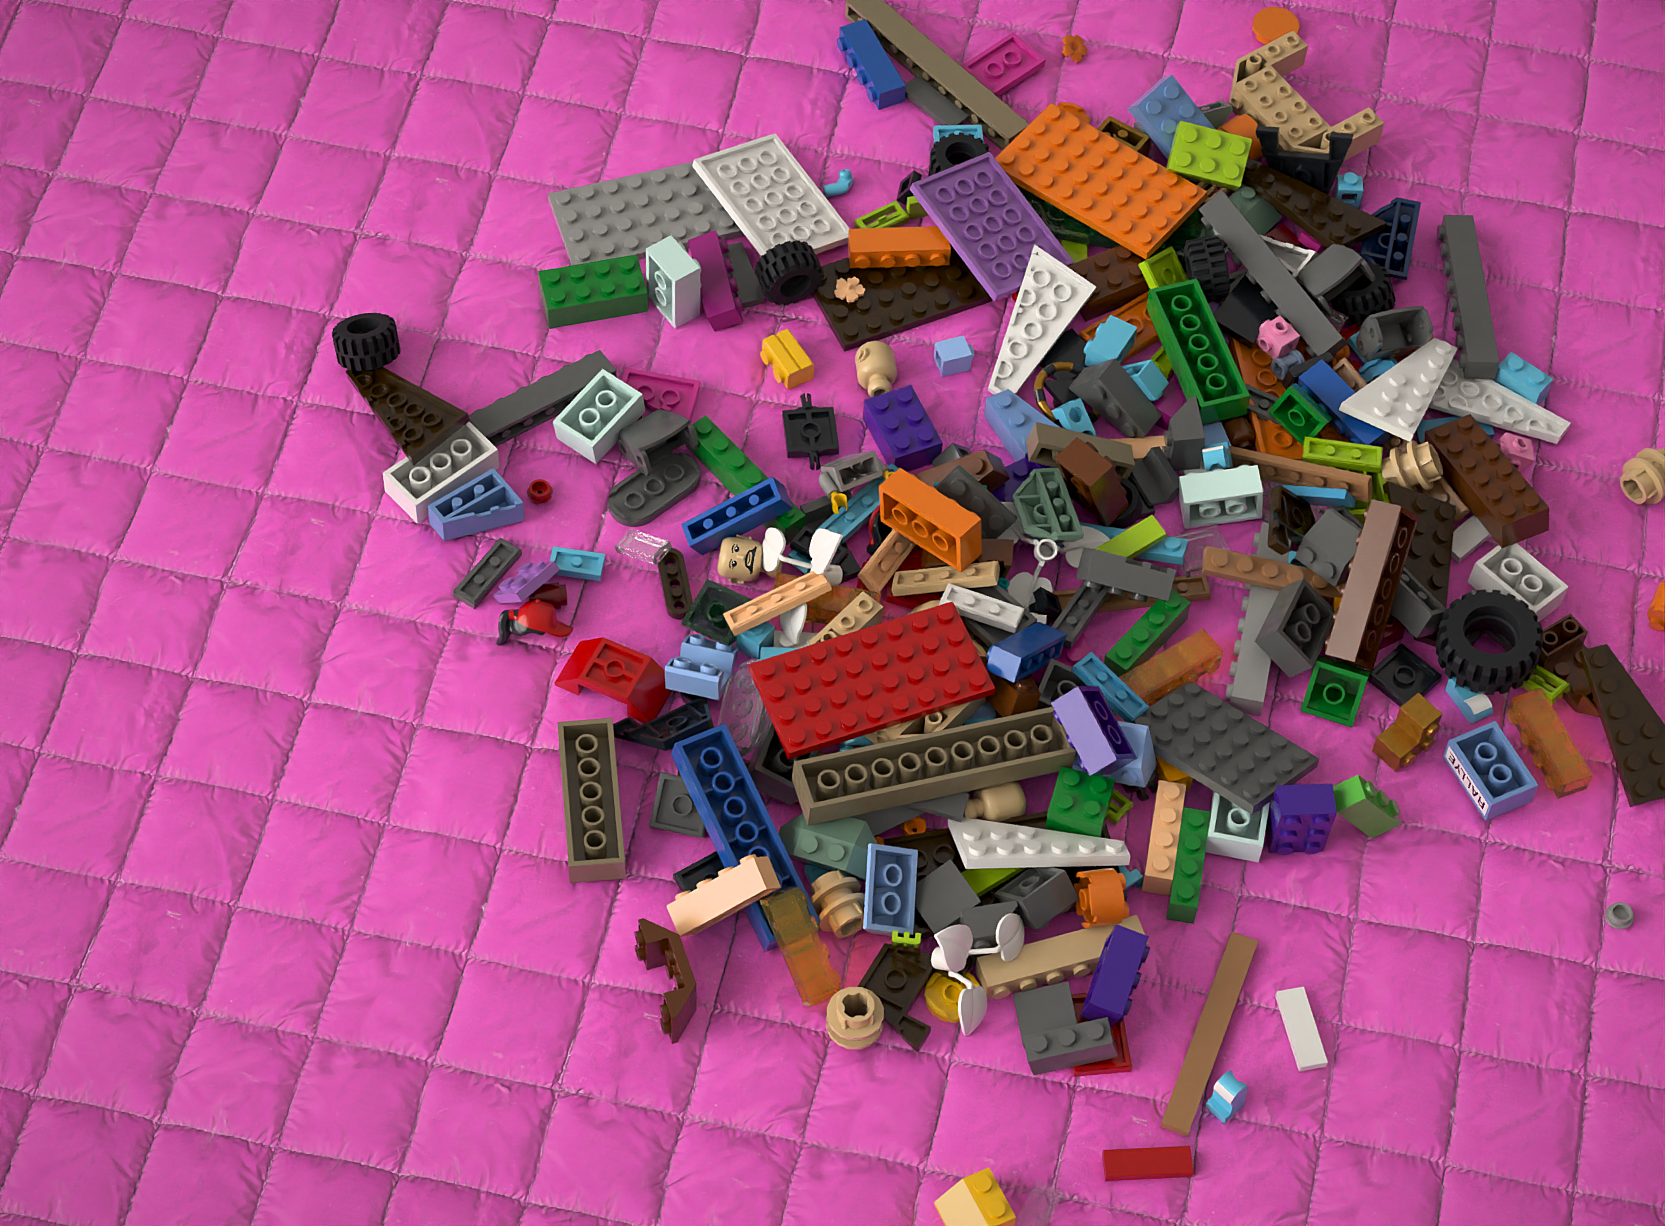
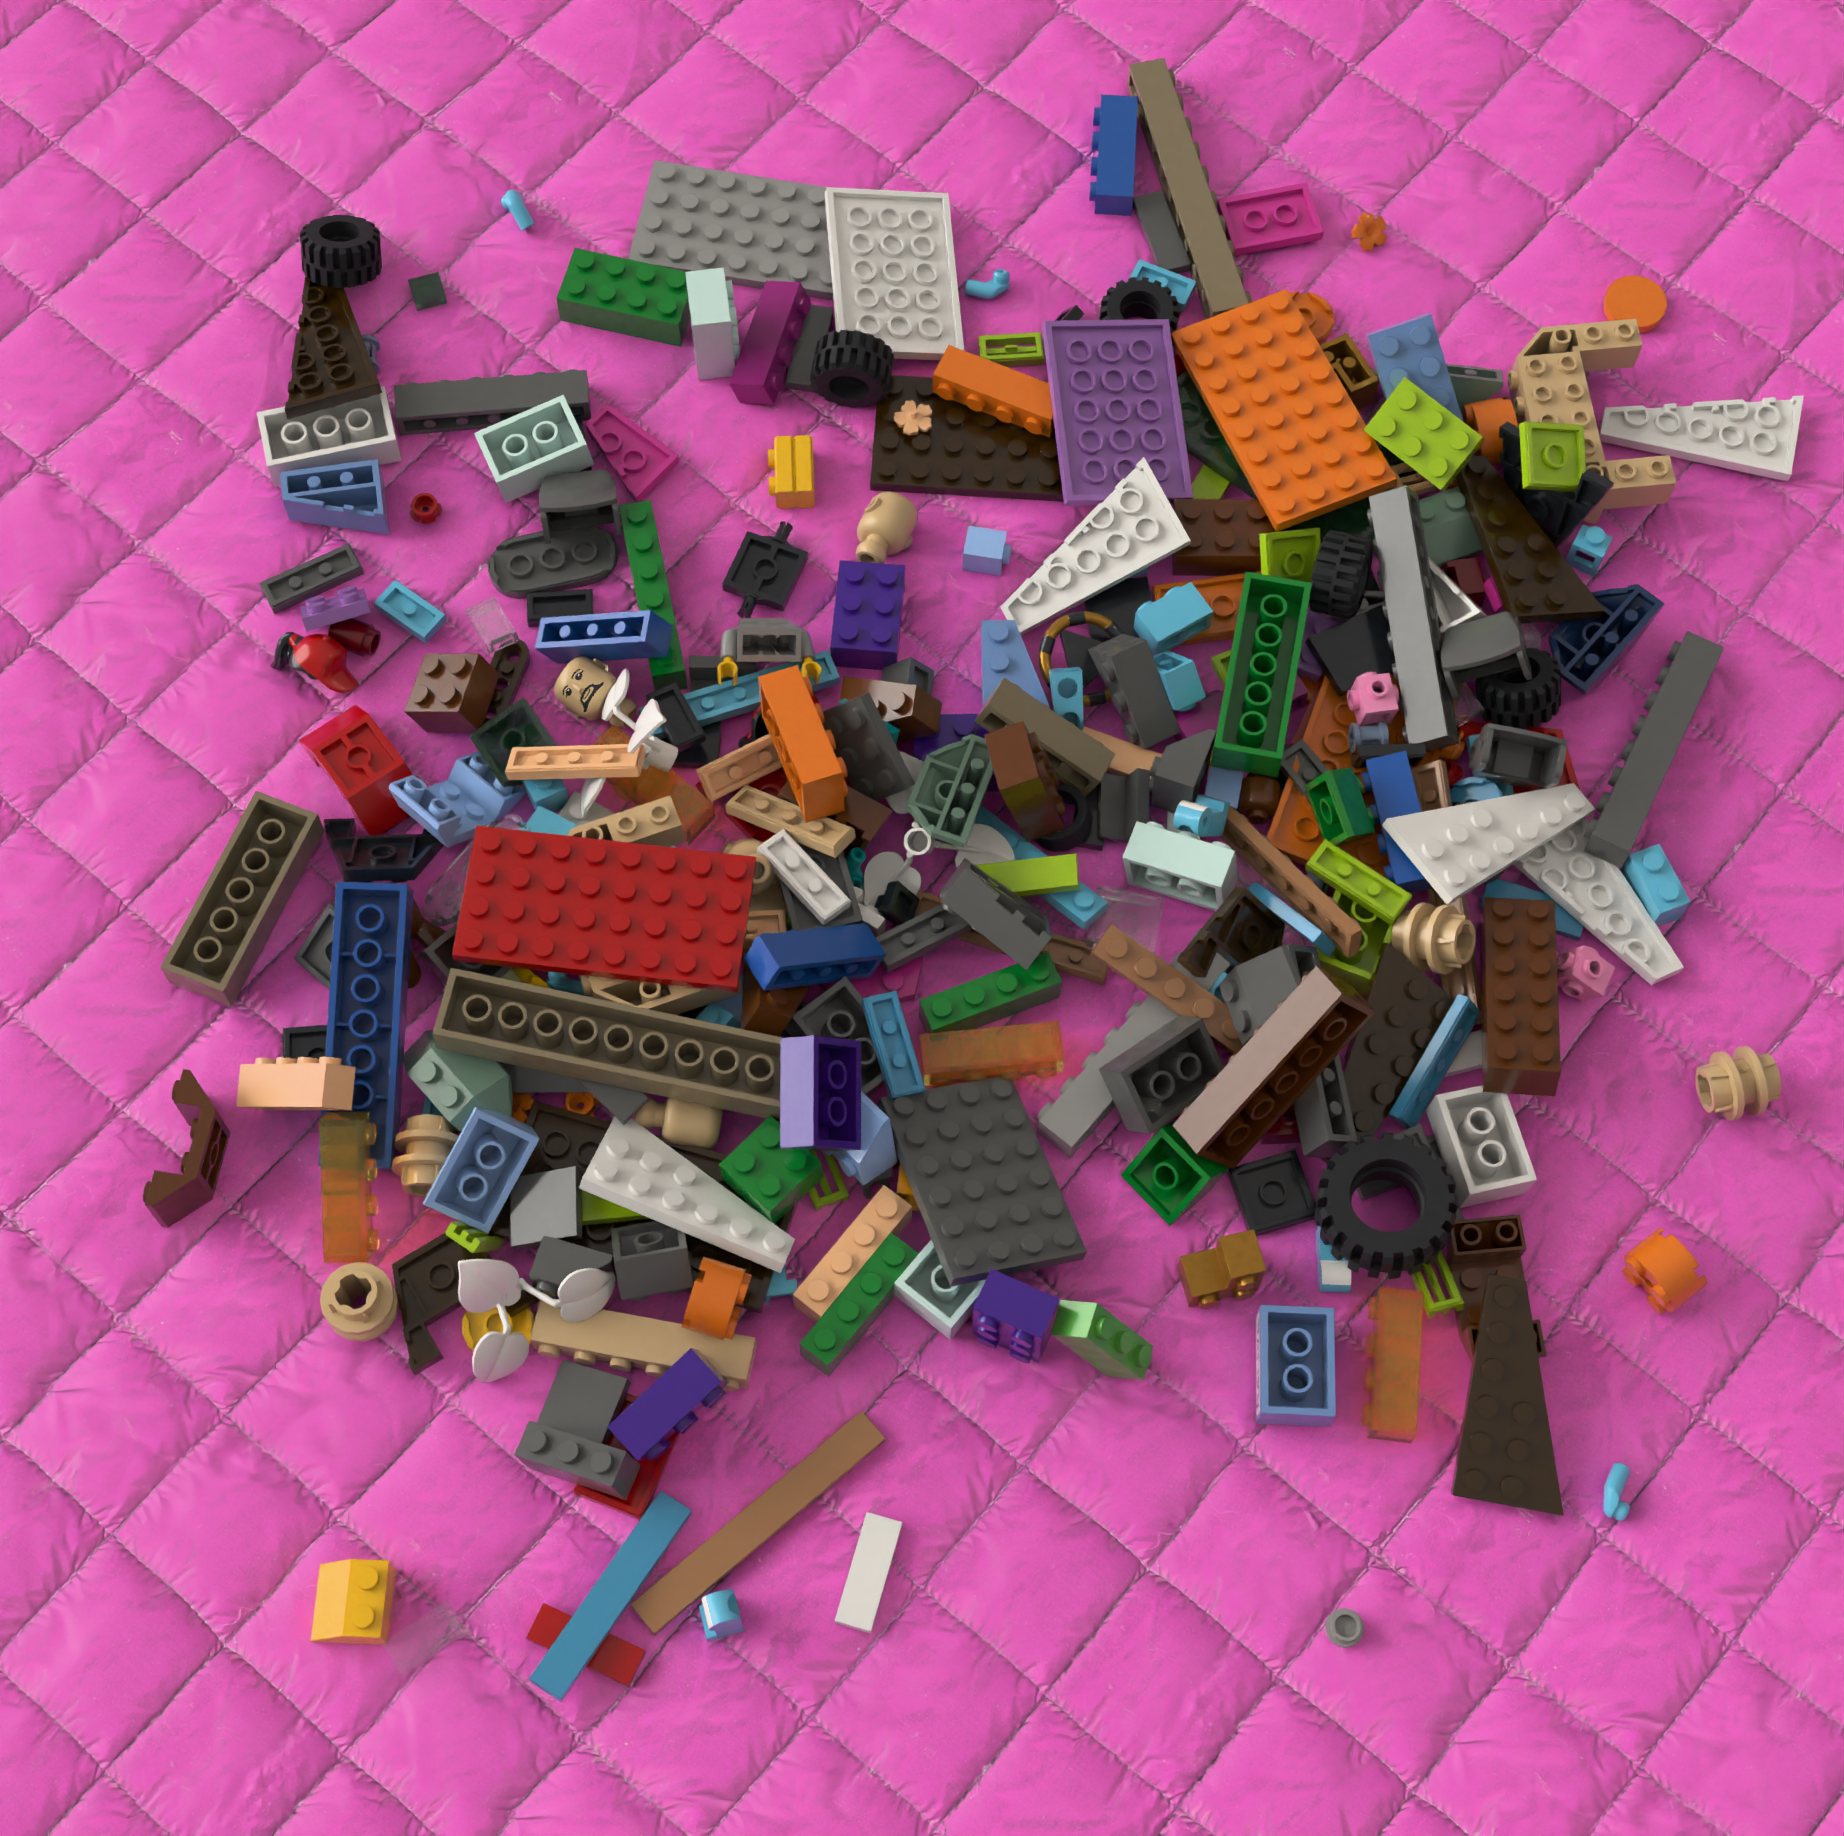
camera: 30 degrees right, 10 degrees up
(440, 347) = (427, 291): none -> clear green tile
(464, 260) = (514, 202): none -> medium azure arm
(649, 600) = (452, 692): none -> reddish brown brick
(670, 520) = (558, 604): none -> black tile
(1146, 1122) = (610, 1596): none -> dark azure tile
(1300, 135) = (1552, 455): none -> lime tile
(1381, 86) = (1720, 433): none -> white wing
(1458, 546) = (1435, 1062): none -> dark azure tile

